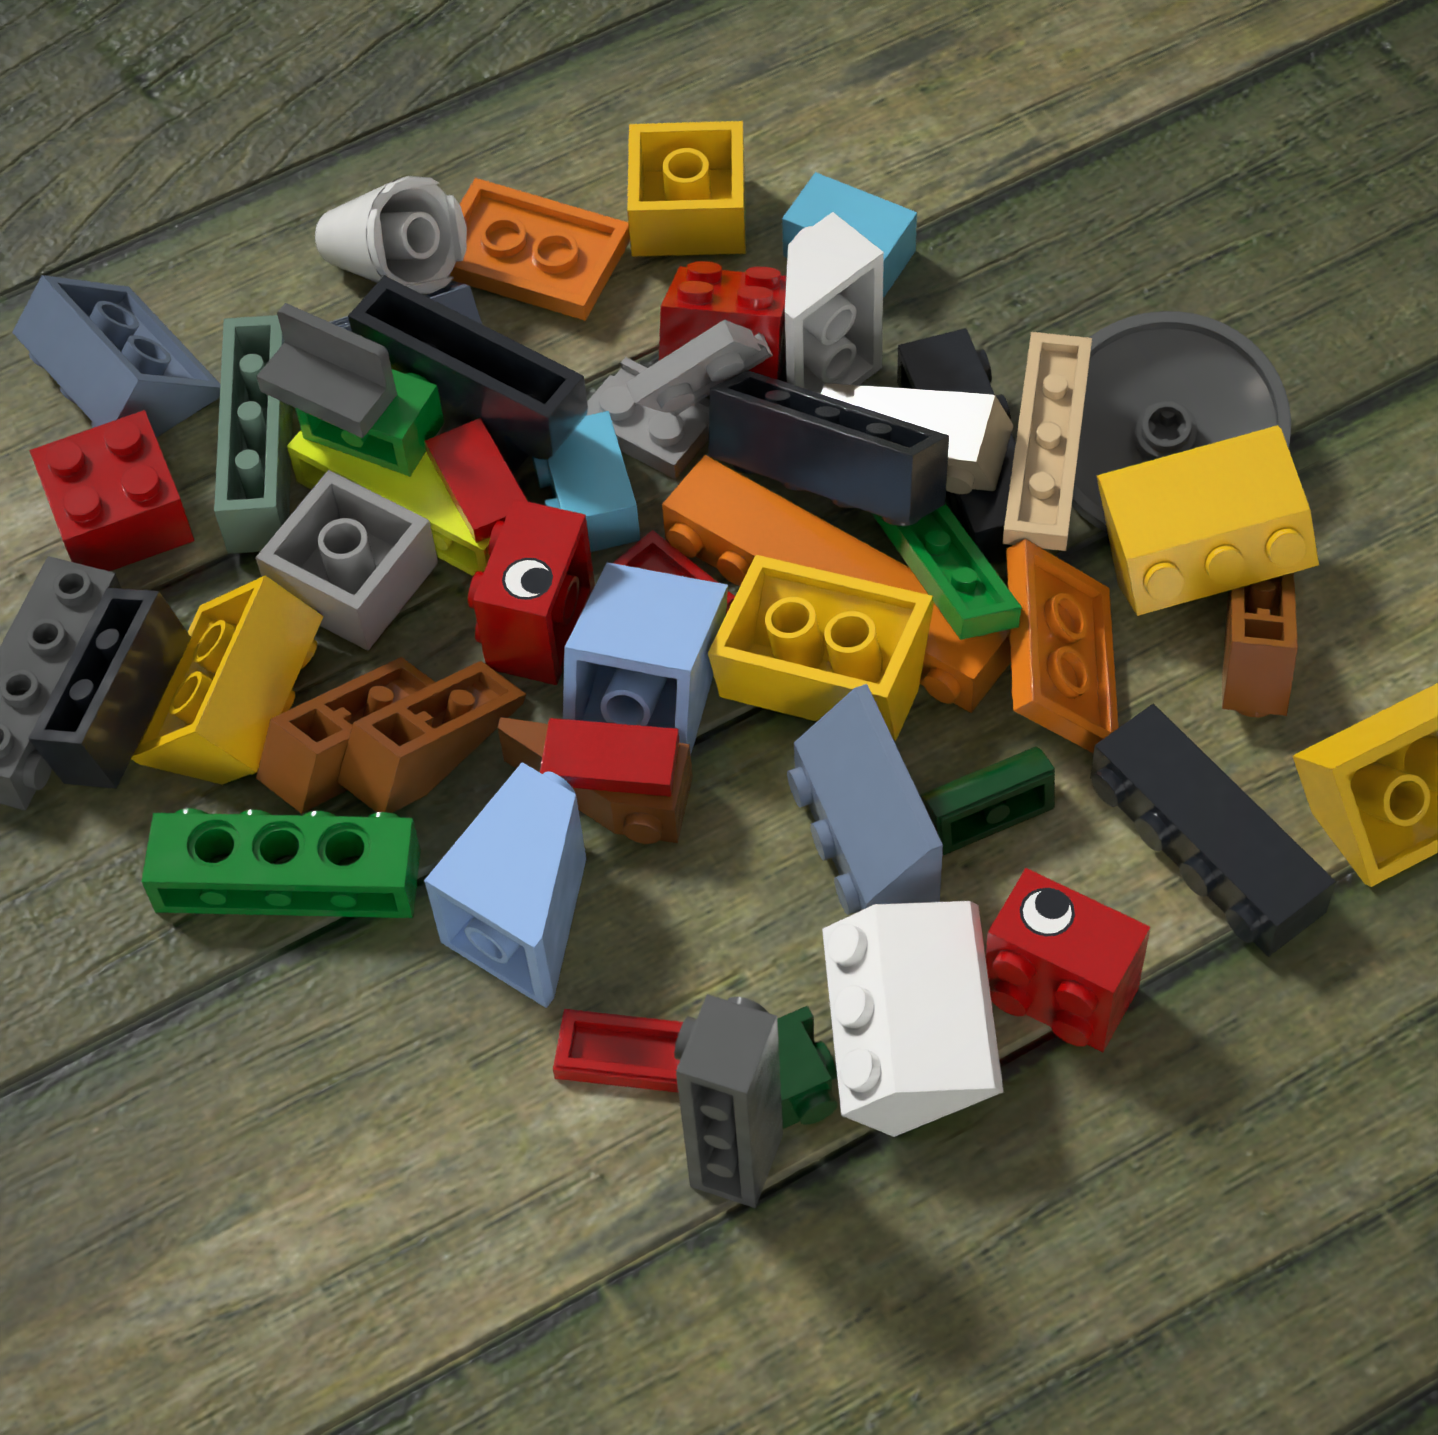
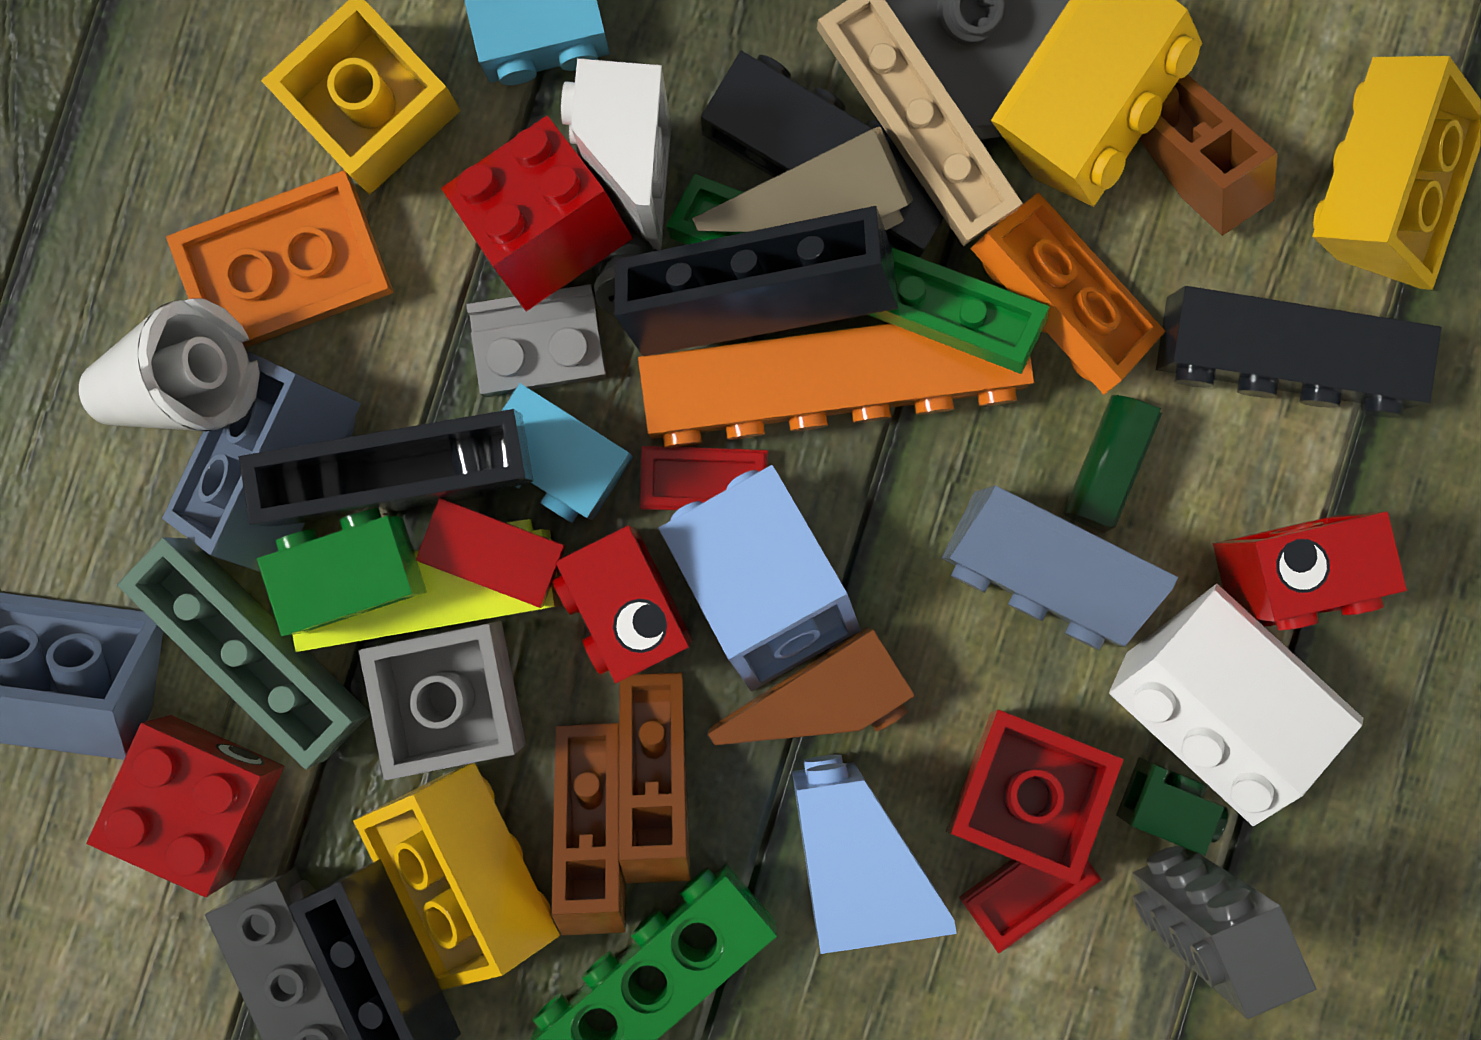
camera: 45 degrees left, 30 degrees up
(329, 372) = (296, 601): dark grey panel -> none
(612, 756) = (831, 701): red tile -> none
(688, 943) = (1035, 796): none -> red brick
(697, 366) = (589, 280): light grey plate -> none
(813, 635) = (895, 450): yellow slope -> none

